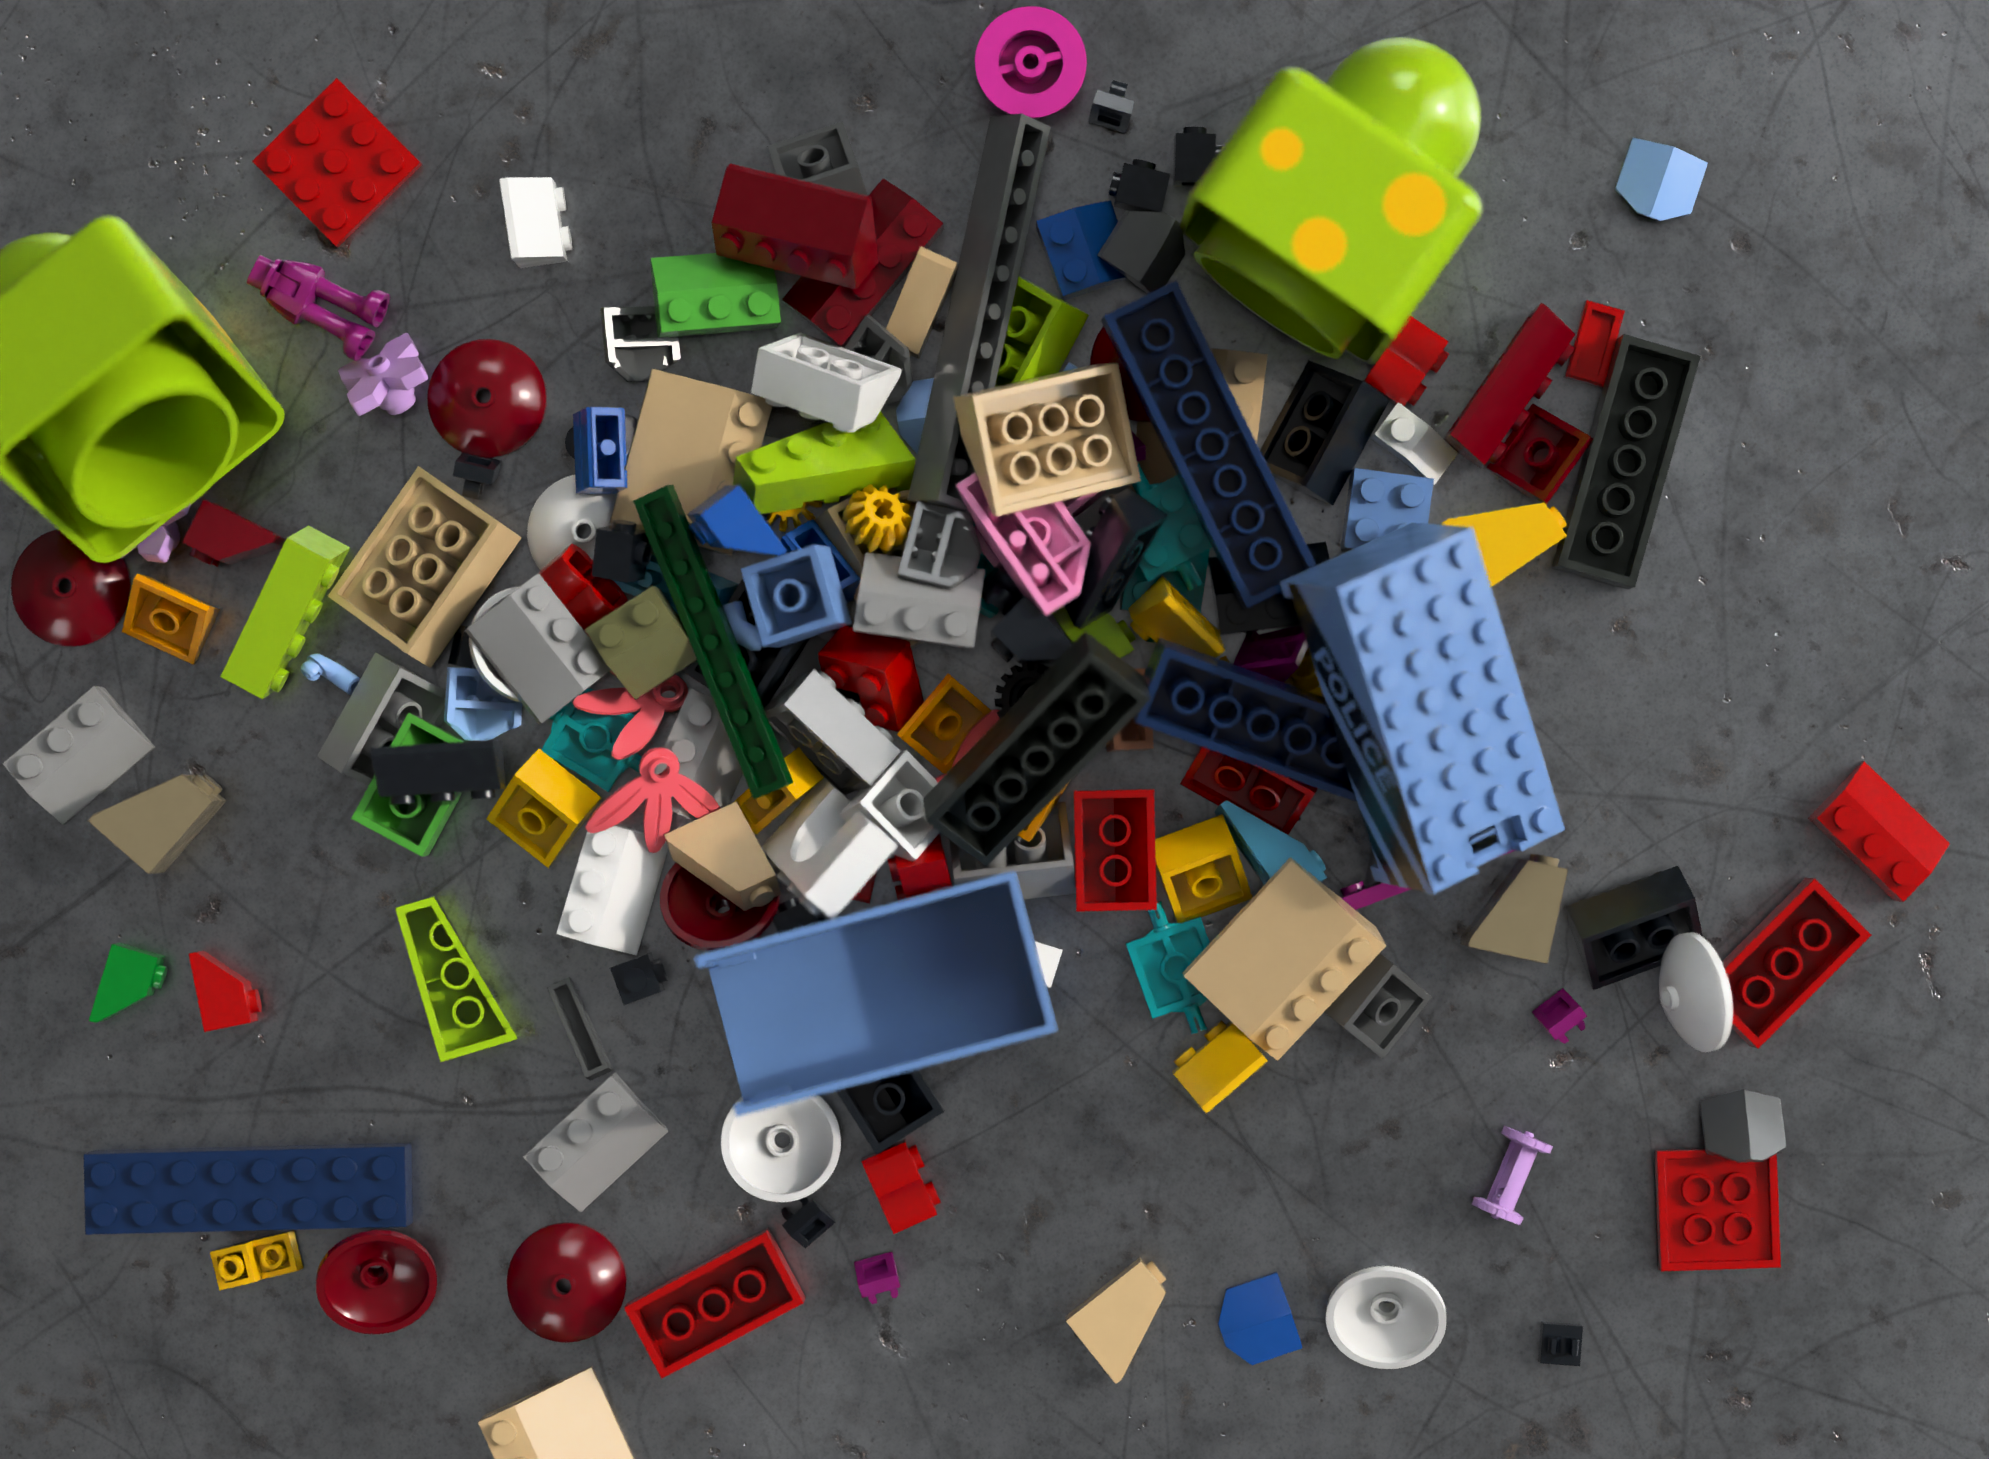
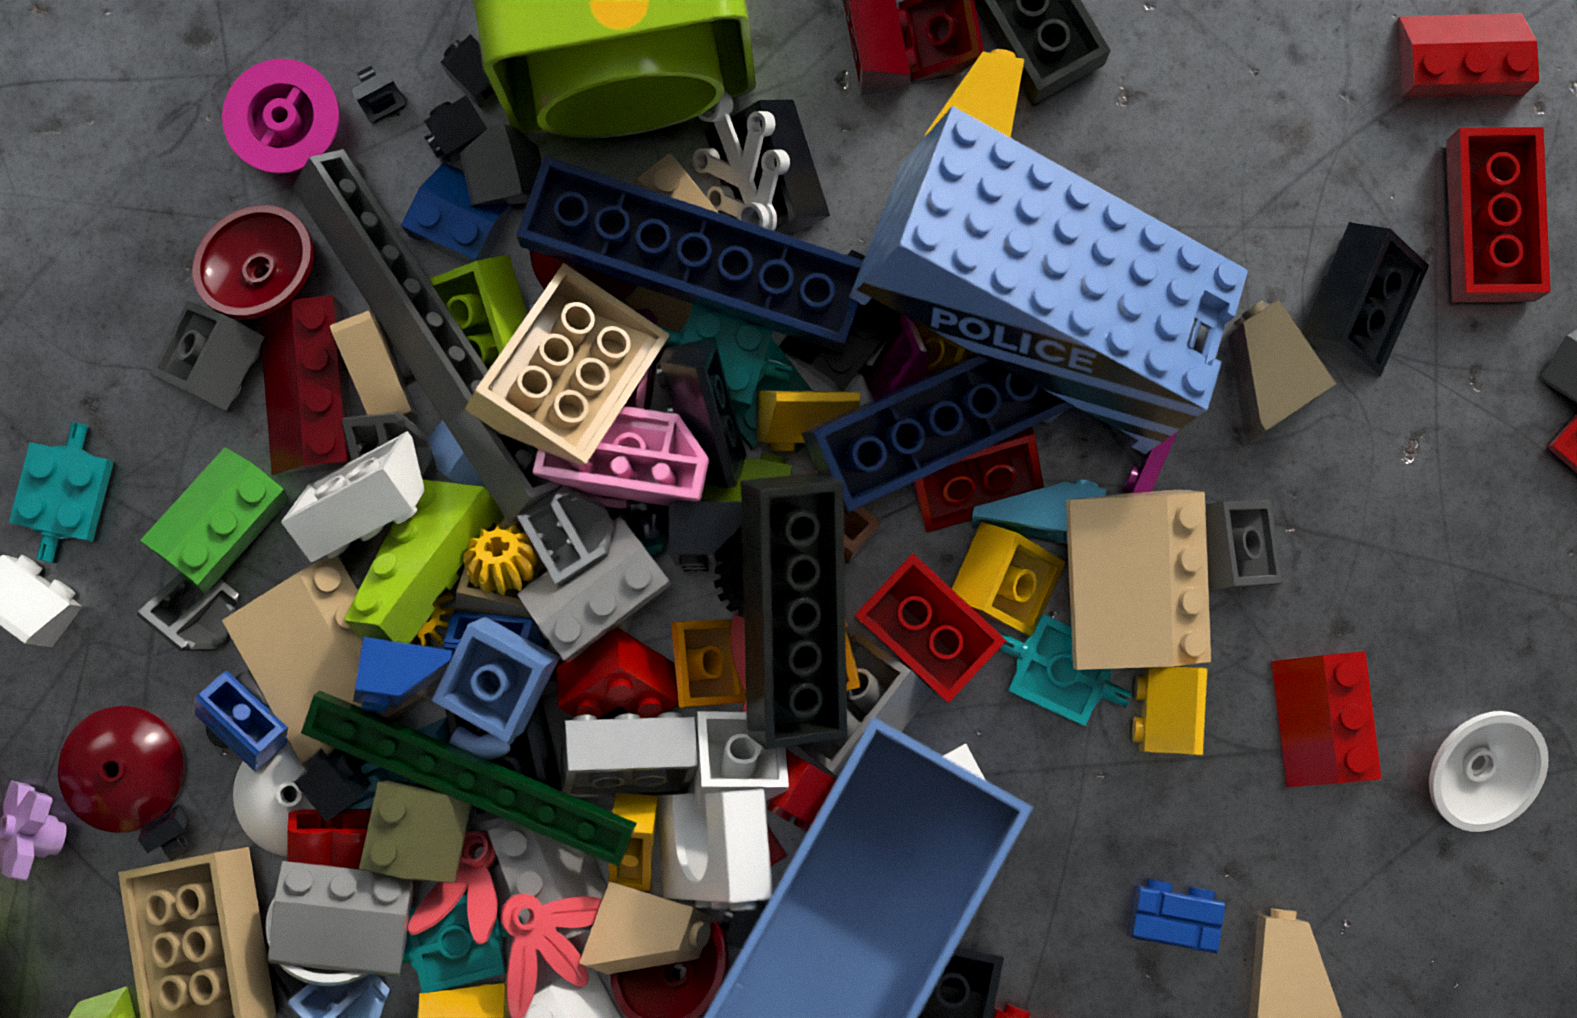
camera: 45 degrees left, 5 degrees down
(629, 169) = (61, 492): none -> teal plate
(795, 226) = (221, 405): dark red slope -> none
(917, 125) = (243, 249): none -> dark red dish
(1083, 1202) = (1175, 917): none -> blue brick
(1258, 1320) = (1394, 871): blue slope -> none
(1285, 451) = (742, 166): none -> white plant
(1315, 1176) = (1326, 719): none -> red slope
(1383, 503) = (863, 177): medium blue brick -> none
(1407, 362) = (779, 60): red brick -> none
(1414, 443) = (842, 113): white slope -> none
(1512, 1175) = (1467, 571): lavender hose -> none
(1560, 1015) = (1377, 417): magenta tile -> none
(1696, 992) = (1464, 295): white dish -> none

